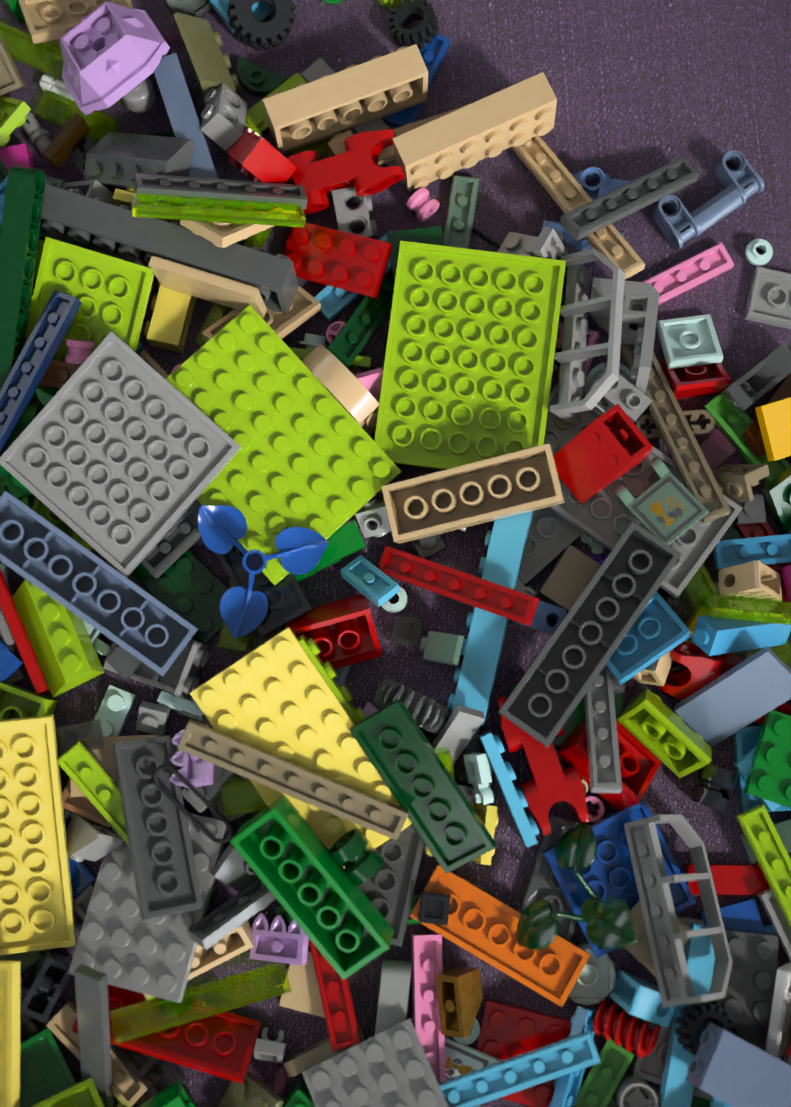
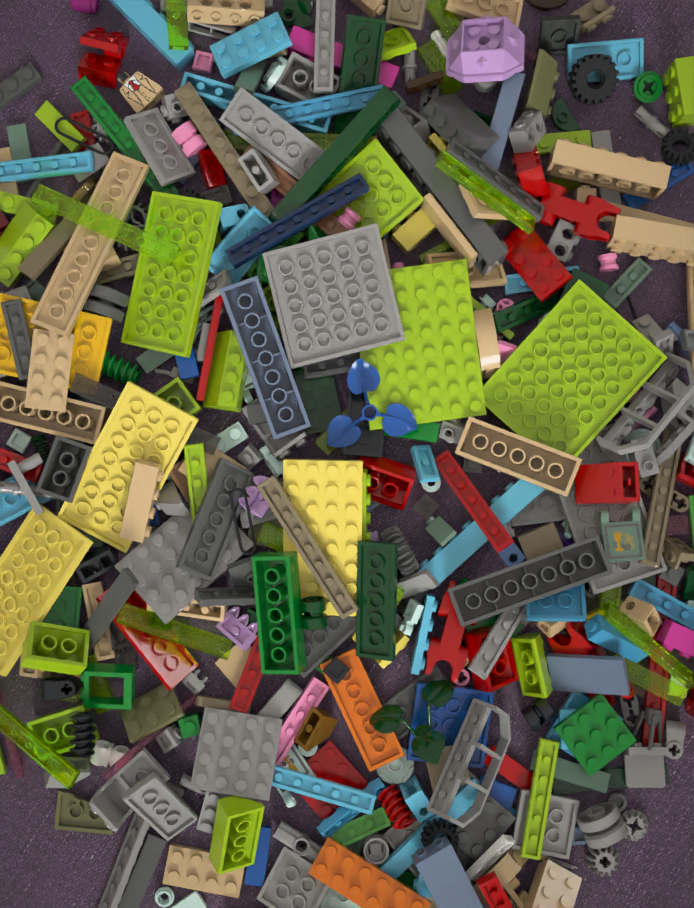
camera: 30 degrees right, 5 degrees up
(47, 866) = (141, 500): none -> tan brick
(362, 18) = (651, 122): none -> light grey pin

